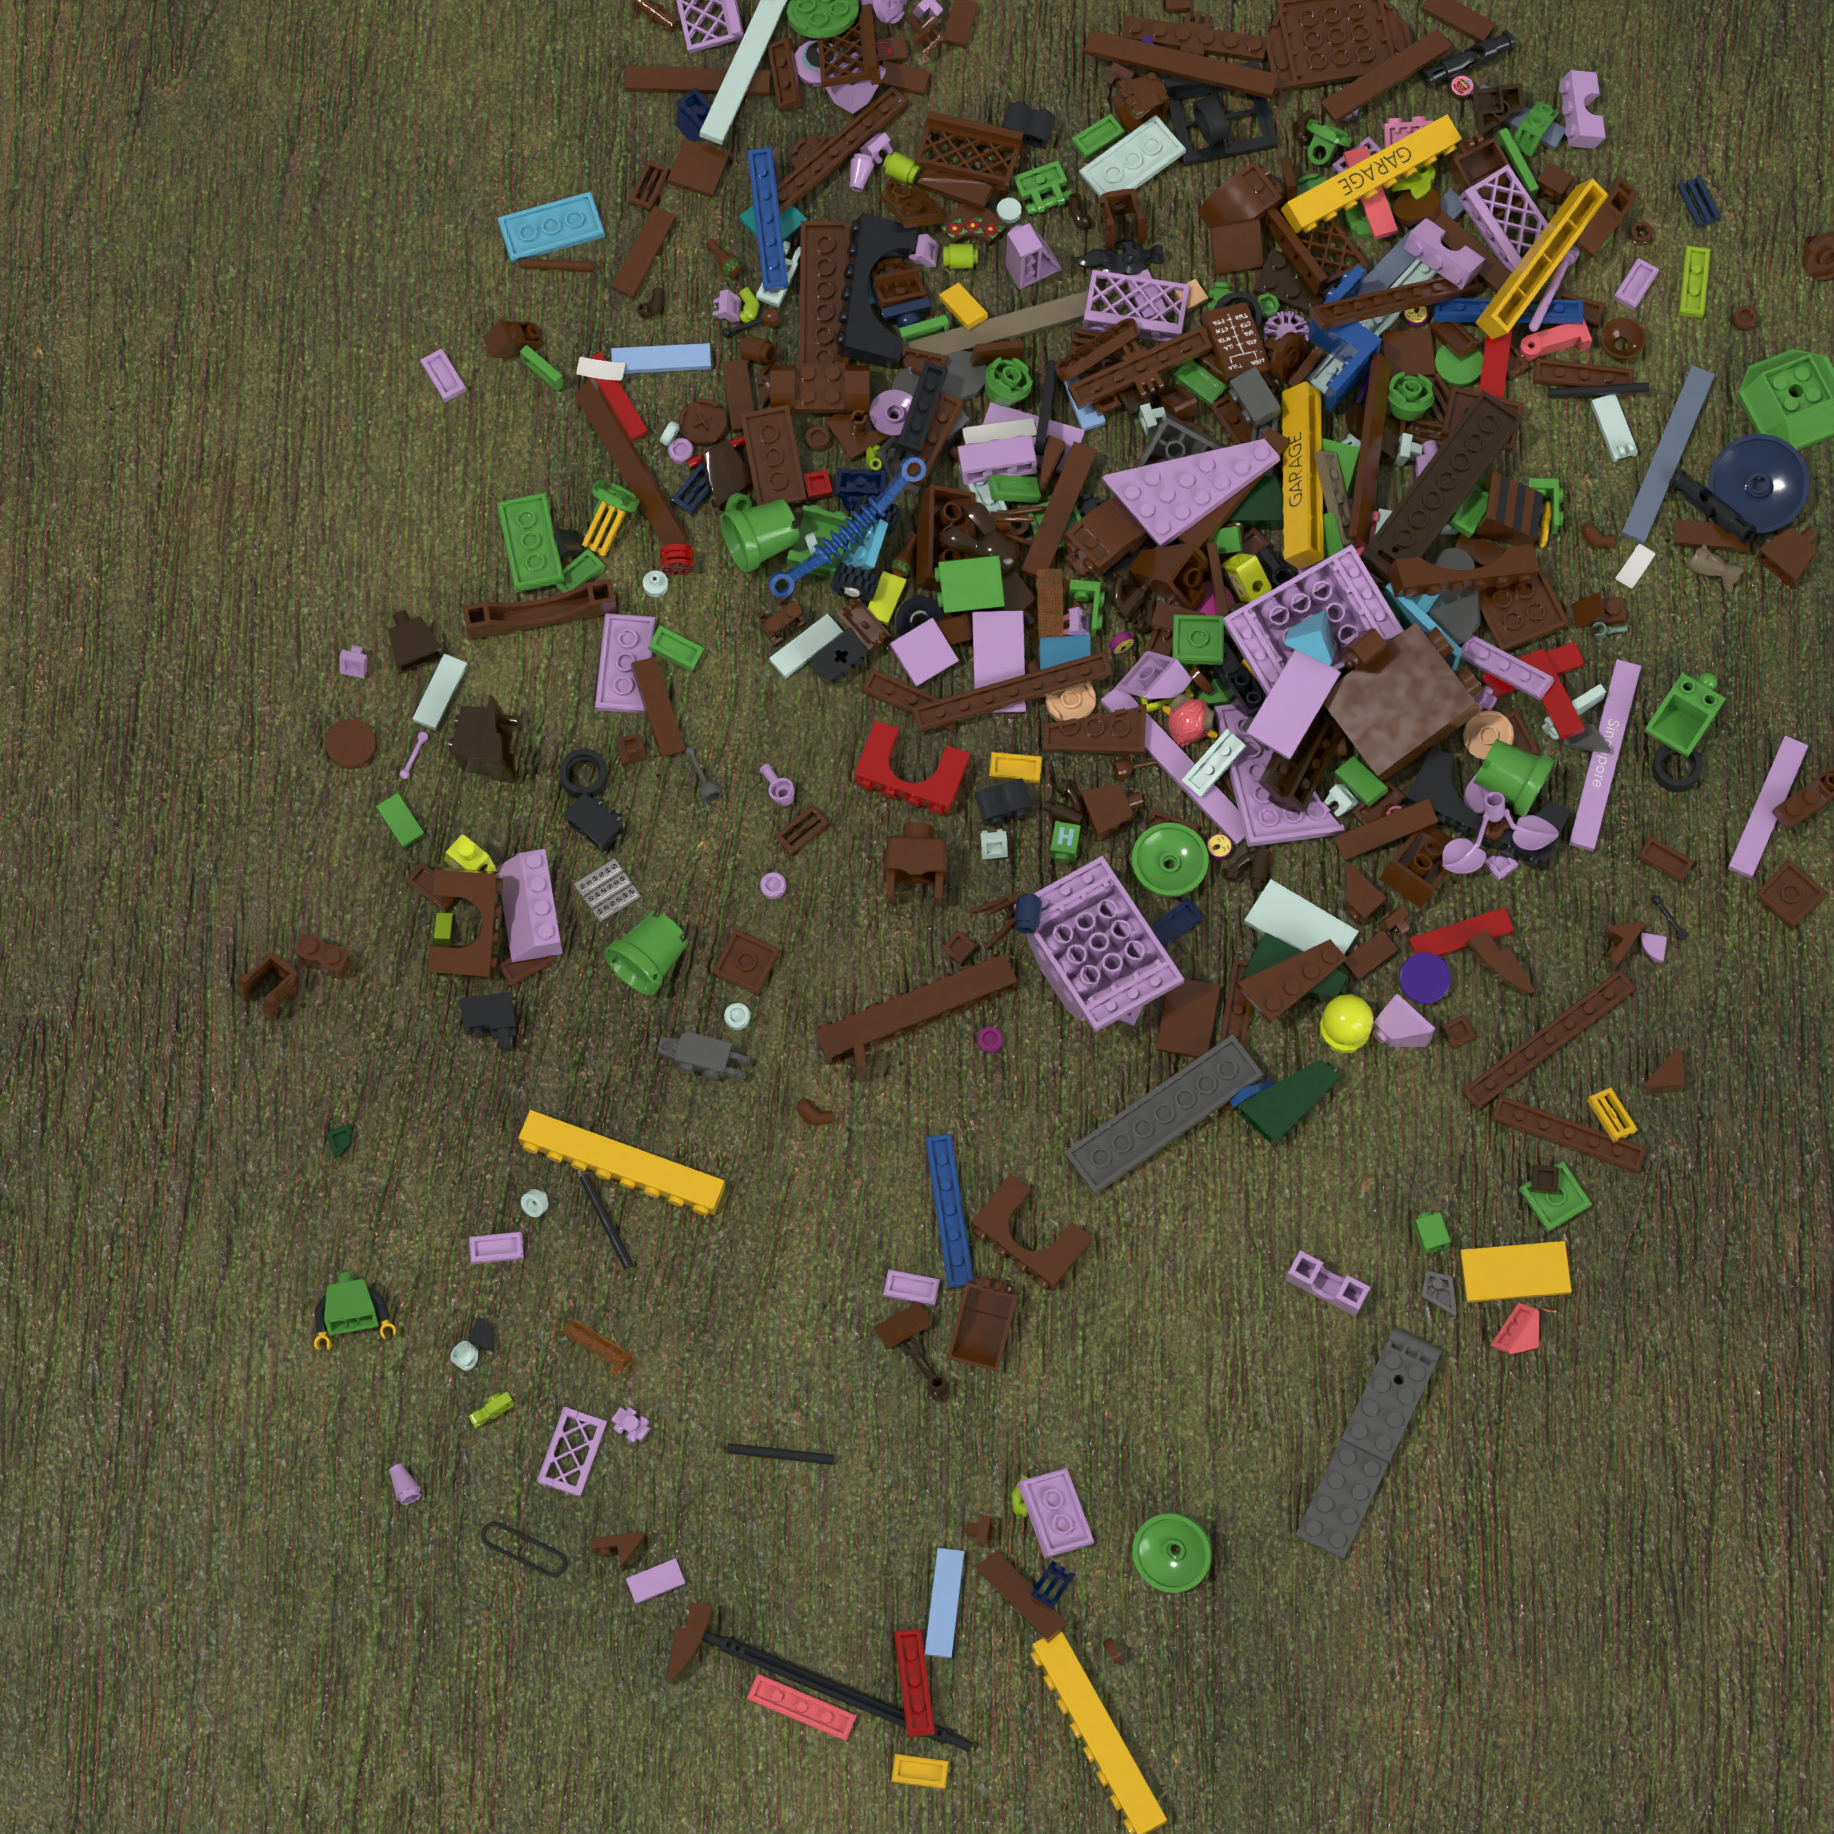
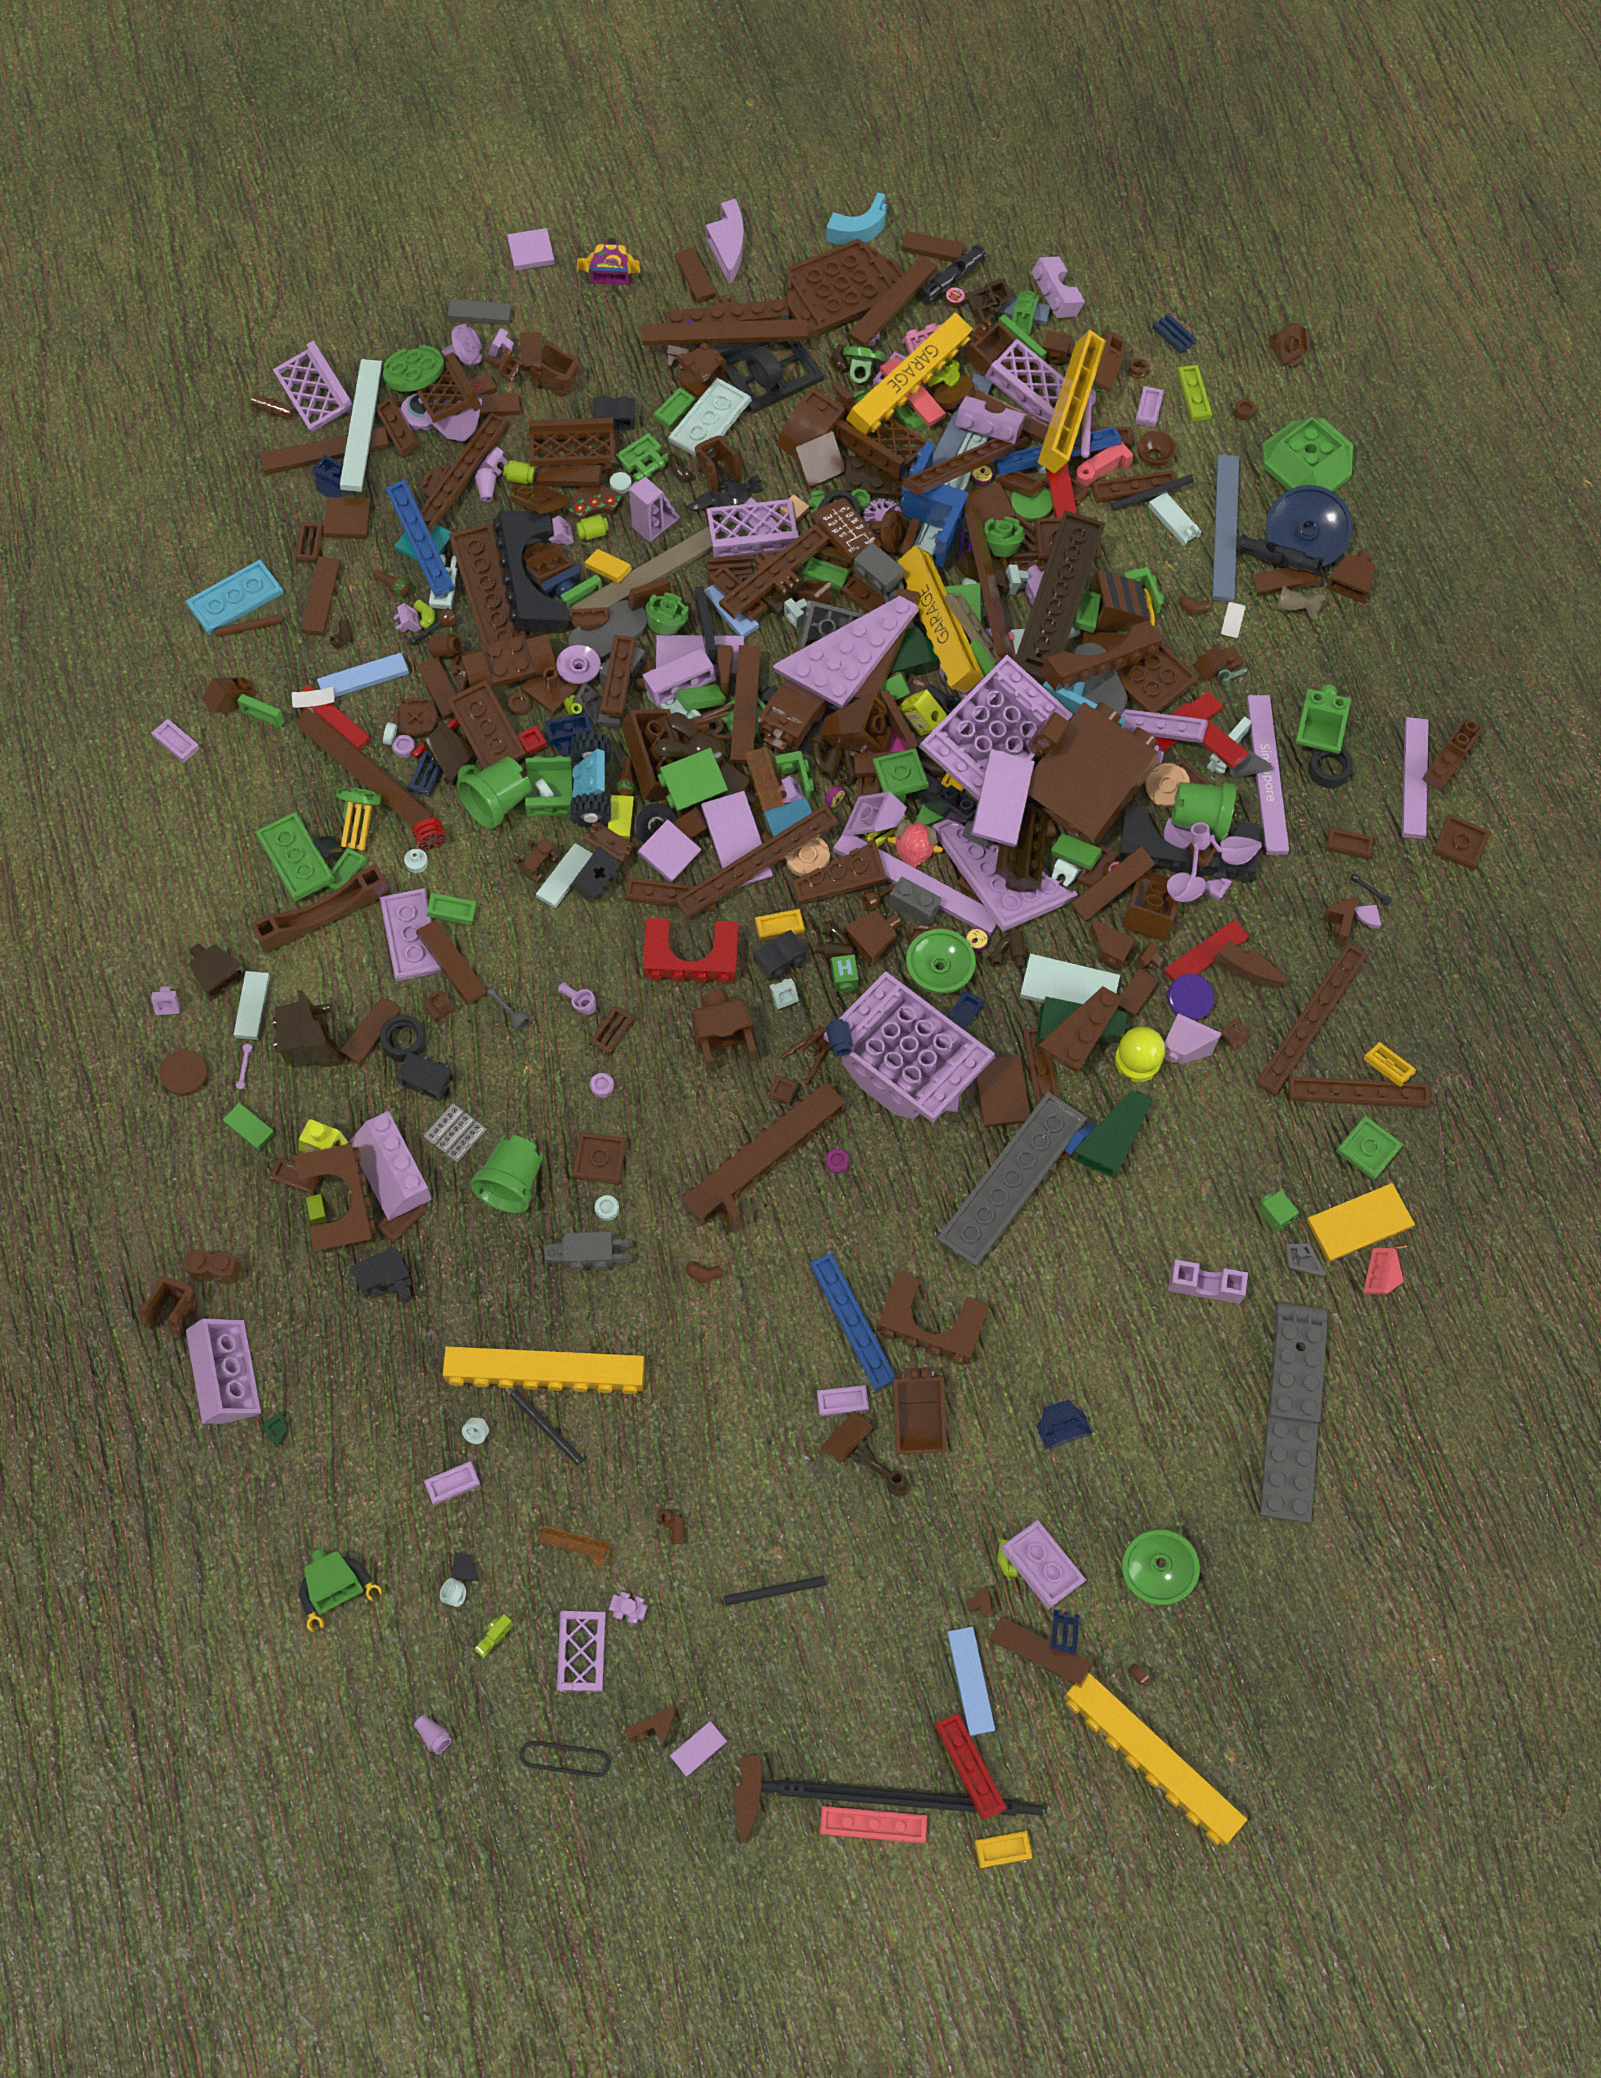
camera: 20 degrees left, 5 degrees down
(304, 1065) = (222, 1370): none -> lavender slope
(549, 758) = (368, 1032): none -> reddish brown tile
(702, 1356) = (674, 1523): none -> reddish brown arm
(877, 506) = (556, 792): blue piece -> none
(921, 409) = (601, 653): black fence -> none
(961, 59) = (553, 359): none -> reddish brown piece
(999, 431) = (671, 654): white sticker -> none
(1096, 349) = (733, 566): reddish brown beam -> none
(1126, 1381) = (1062, 1424): none -> clear blue slope
(1166, 785) = (914, 901): none -> dark grey brick
(1201, 679) = (914, 806): reddish brown tile -> none
(1214, 763) = (950, 869): light aqua hinge -> none
(1313, 638) = (1001, 738): medium azure slope -> none
(1544, 1179) = (1356, 1135): dark brown tile -> none
(1668, 1076) = (1424, 1017): reddish brown slope -> none

